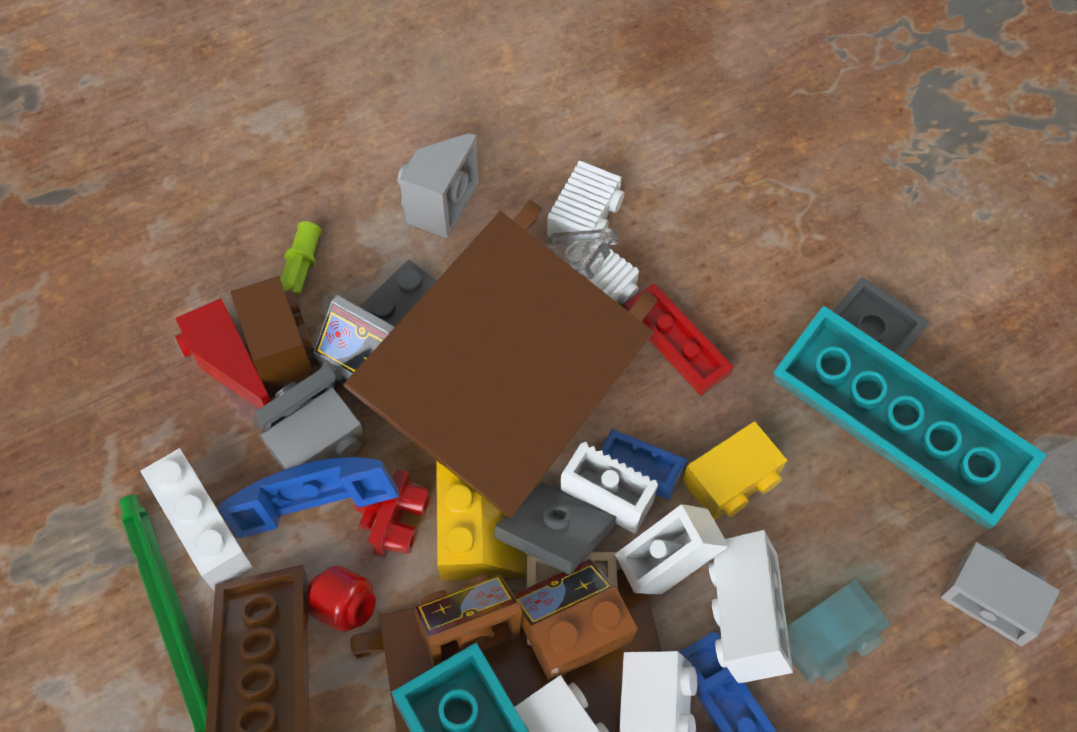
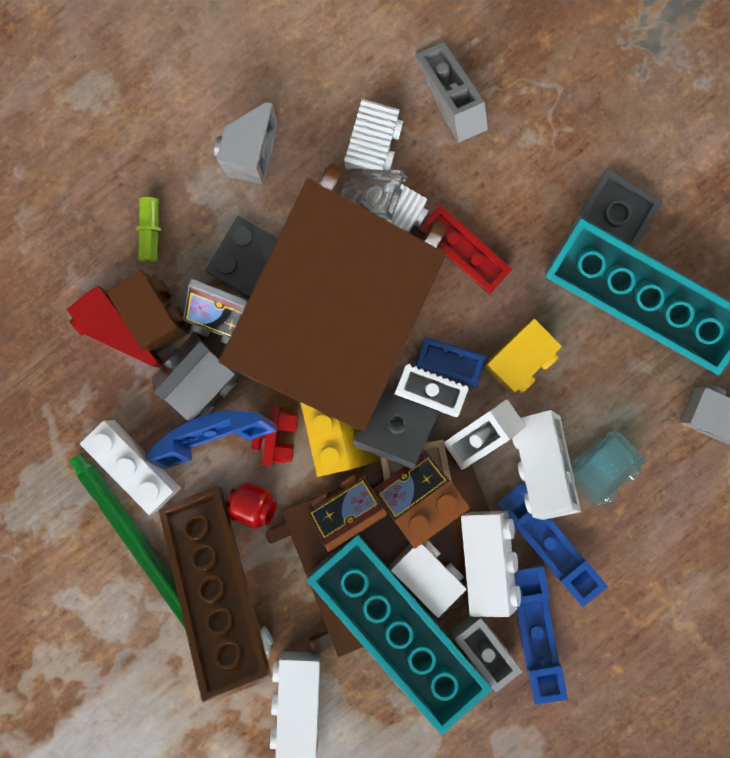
camera: 10 degrees left, 25 degrees up
(688, 176) = (453, 92): none -> light grey slope

